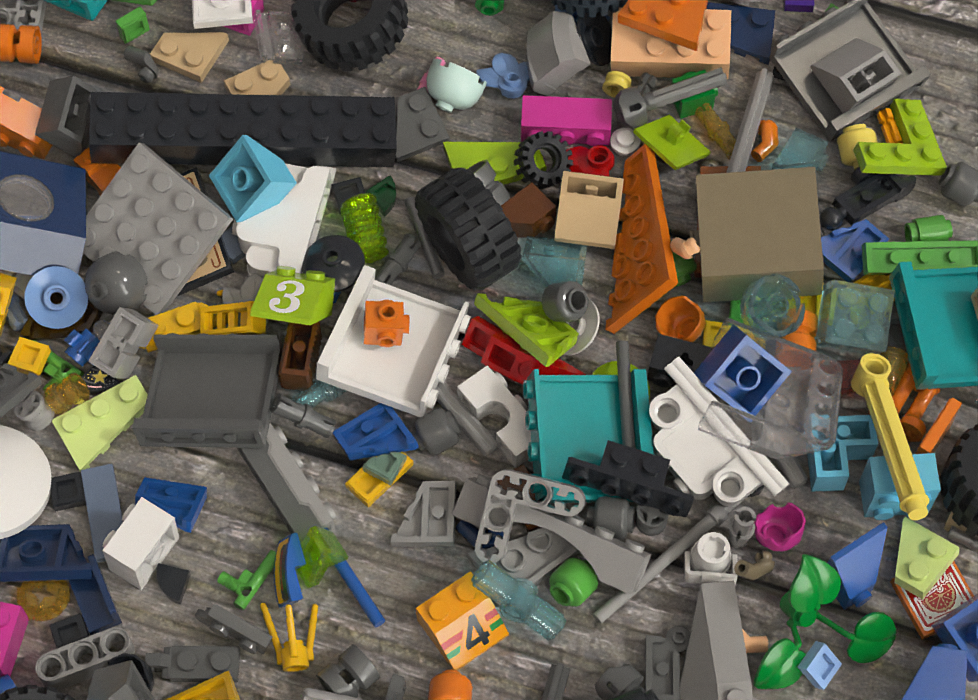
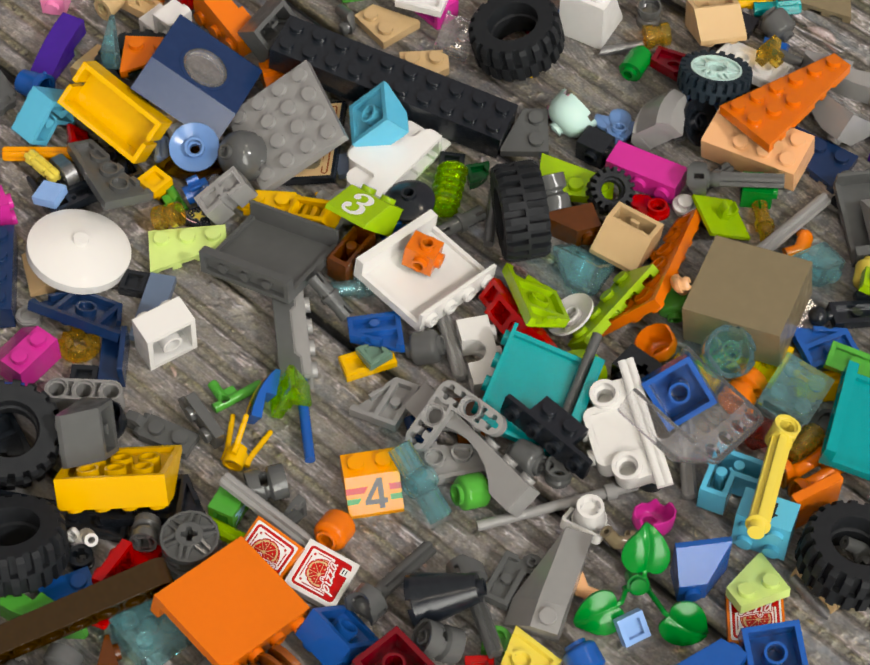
camera: 25 degrees right, 10 degrees down
(34, 411) = (138, 218): light grey wheel -> none
(173, 581) = (176, 372): black tile -> none
(175, 498) = (207, 317): blue wing -> none
(498, 112) = (594, 147): none -> black brick
(565, 301) = (570, 291): dark grey head -> none
(612, 294) = (612, 303): none -> lime wing
(615, 82) = (701, 155): light yellow bush -> none
(738, 526) = (621, 502): light grey pin -> none

